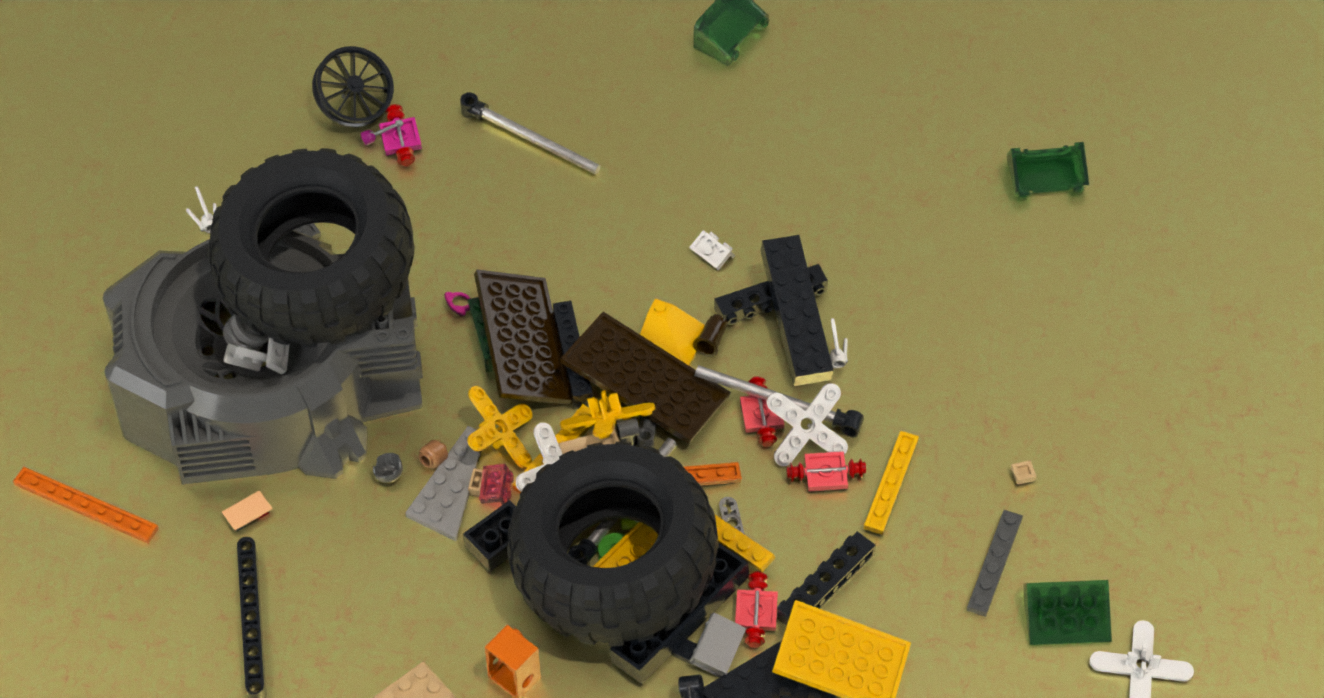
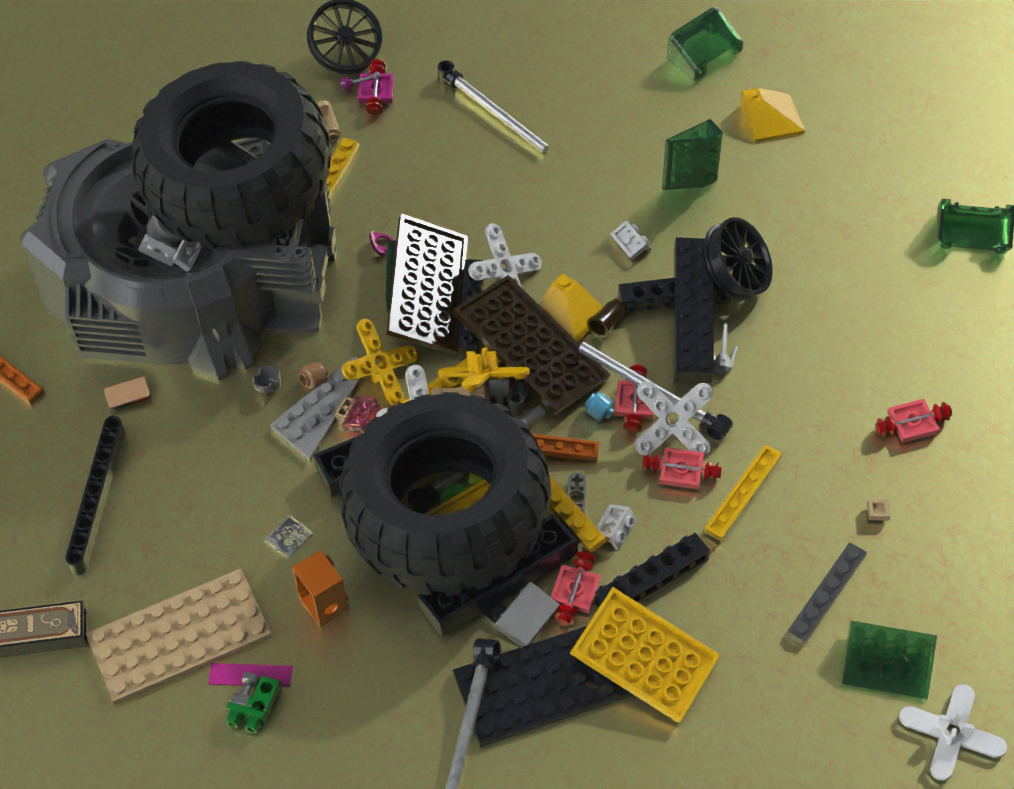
camera: 15 degrees right, 0 degrees up
(459, 620) = (289, 536): none -> clear piece
(603, 299) = (514, 264): none -> white piece
(729, 426) = (599, 406): none -> medium azure head
(755, 152) = (692, 157): none -> clear green slope
(778, 539) = (616, 524): none -> white bracket
(815, 88) = (770, 114): none -> yellow slope
(828, 263) = (746, 277): none -> black wheel
(1035, 378) = (913, 420): none -> coral plate

